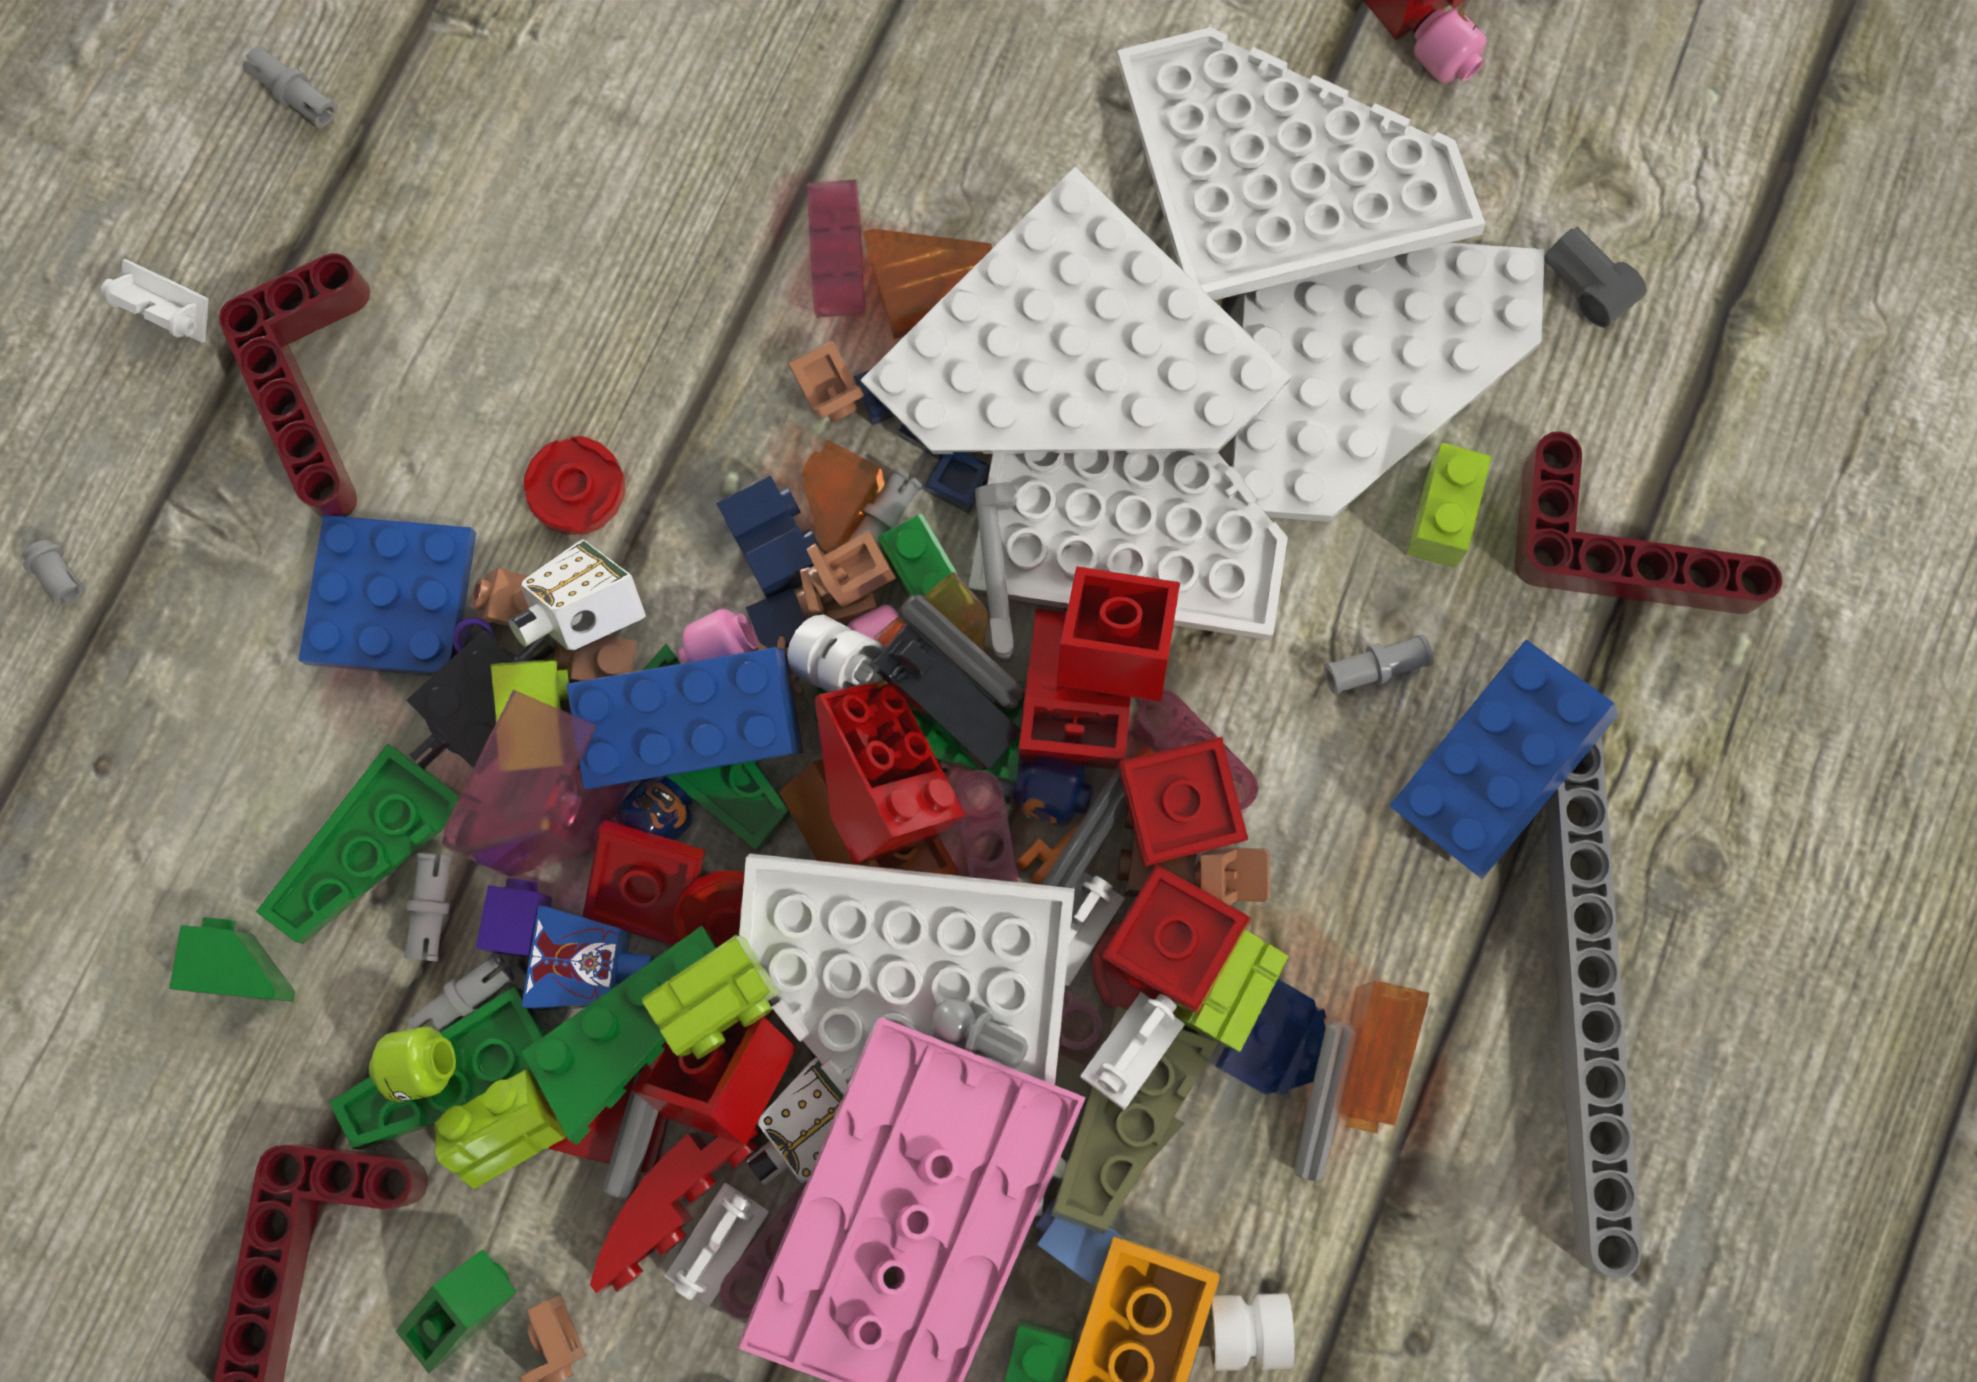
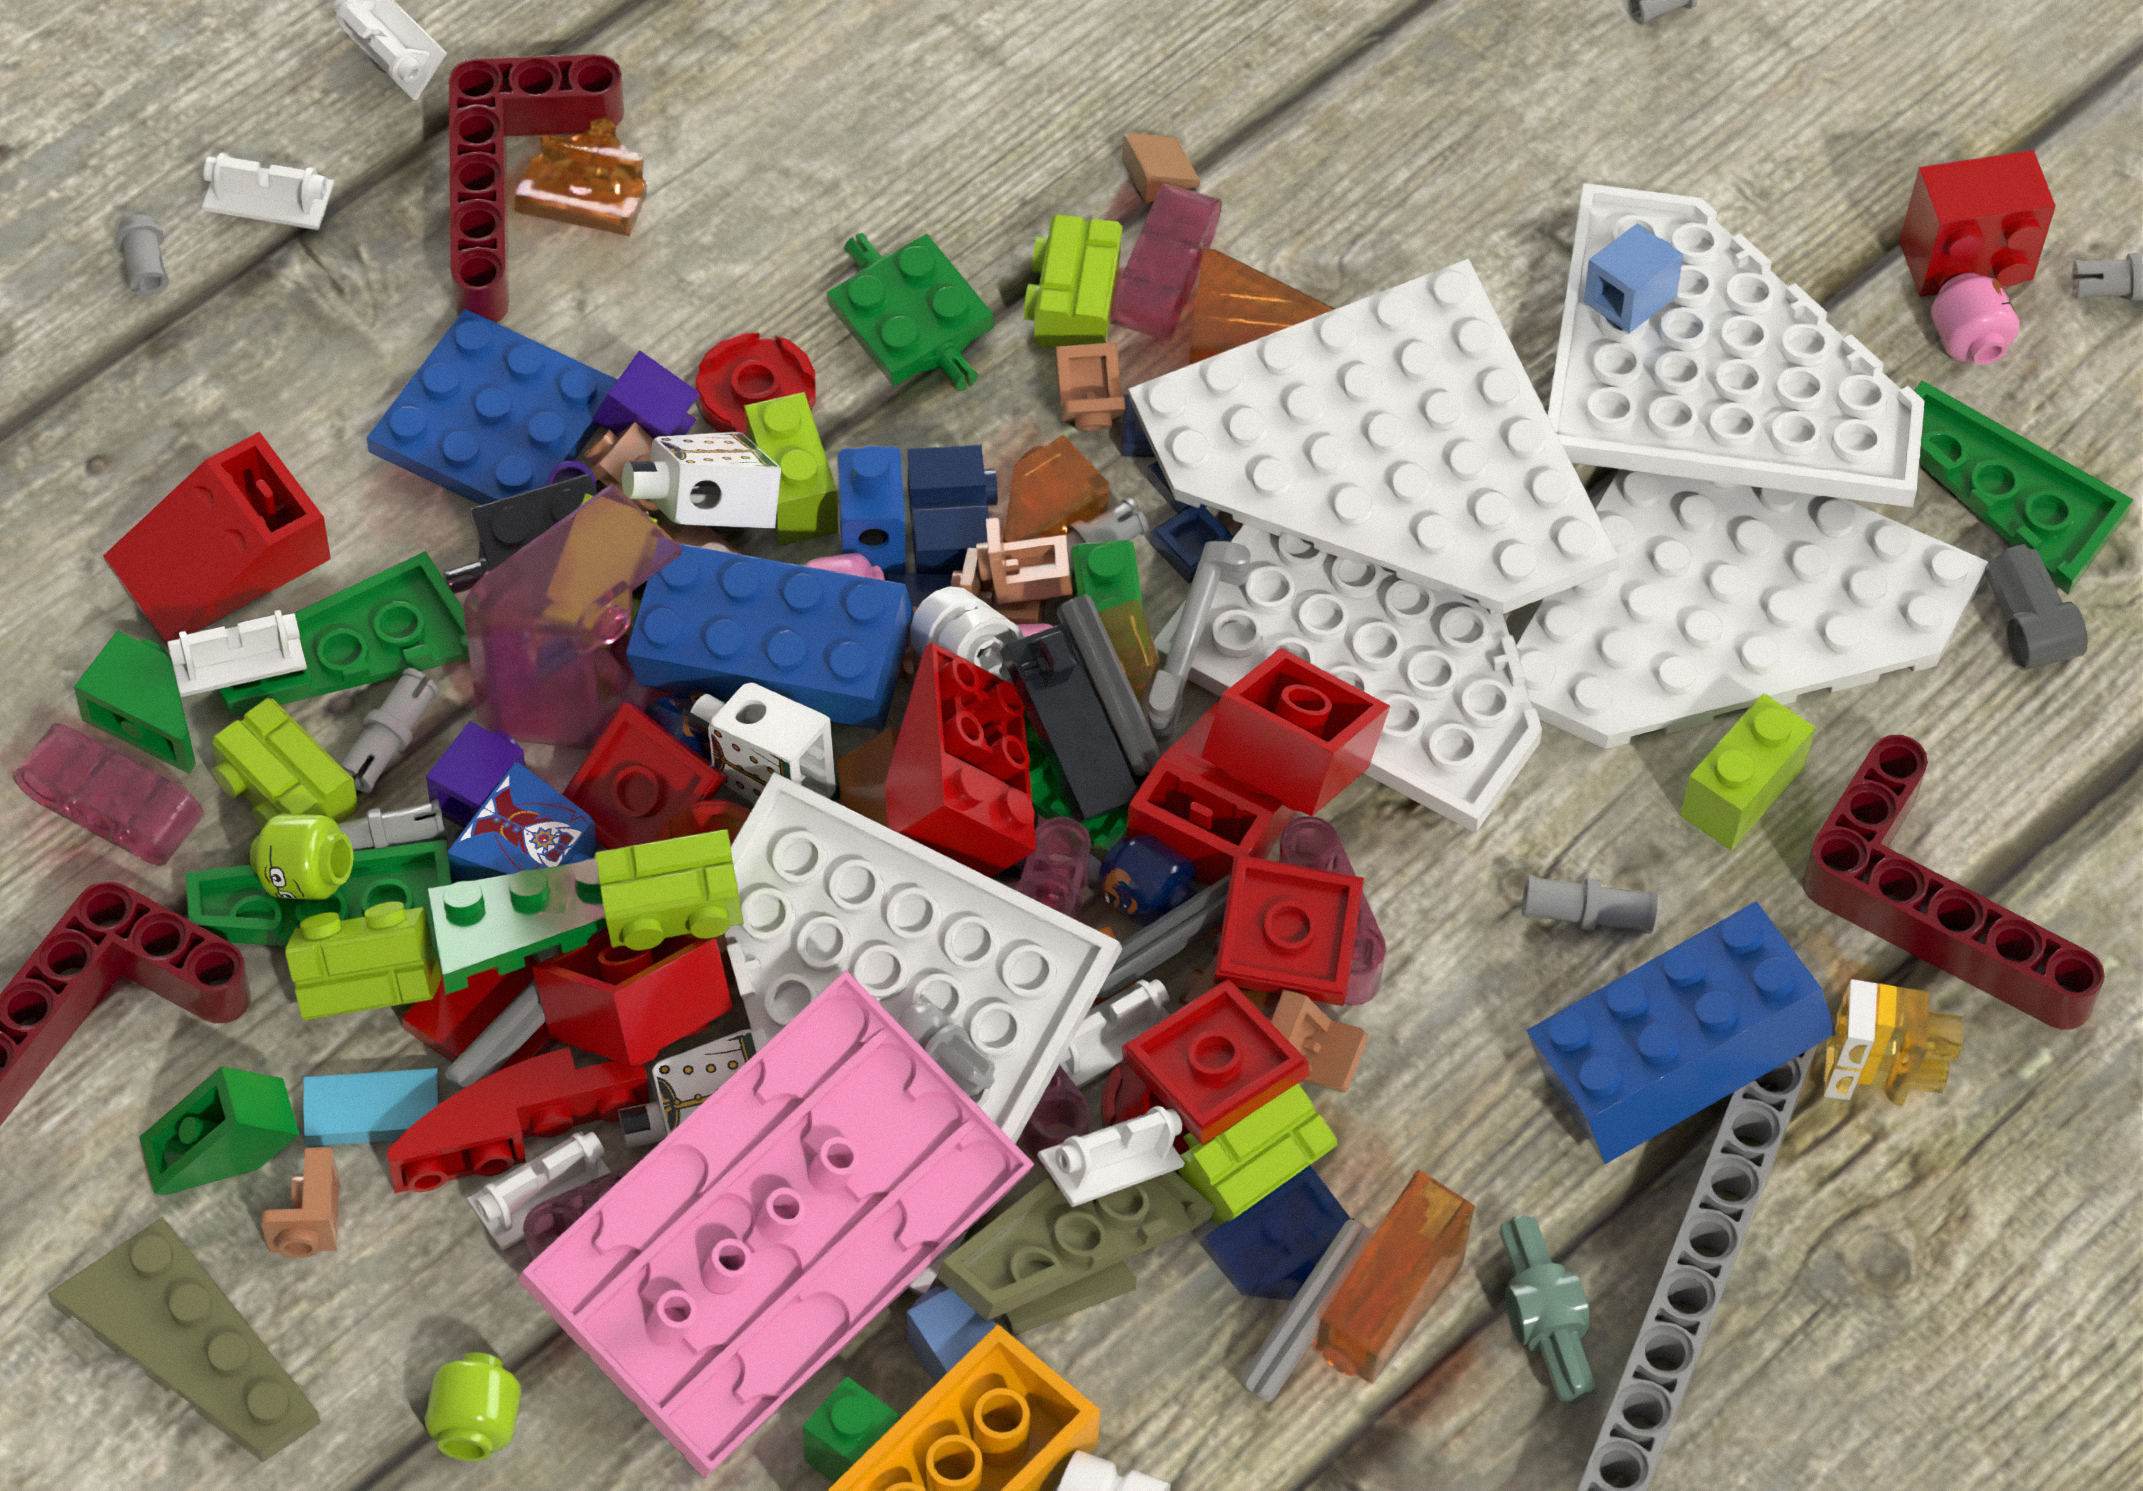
camera: 15 degrees right, 20 degrees down
(124, 477) = (264, 194): none -> white hinge
(224, 805) = (220, 540): none -> red slope
(239, 1058) = (108, 794): none -> clear pink beam
(281, 904) = (236, 654): none -> white hinge
(364, 983) = (280, 767): none -> lime brick
(366, 361) = (585, 181): none -> clear orange slope
(502, 543) = (650, 398): none -> dark purple brick
(558, 1230) = (366, 1105): none -> medium azure tile
(633, 547) = (807, 487): none -> lime brick
(662, 370) = (910, 310): none -> green plate
(711, 566) = (872, 498): none -> blue torso
(742, 822) = (766, 735): none -> white torso
(778, 297) = (1076, 281): none -> lime brick
(793, 164) = (1157, 161): none -> medium nougat slope
(1199, 125) = (1633, 278): none -> medium blue brick
(1490, 1017) = (1547, 1309): none -> sand green axle
(1543, 176) = (2019, 487): none -> green wing
(1655, 695) = (1889, 1042): none -> clear yellow hips

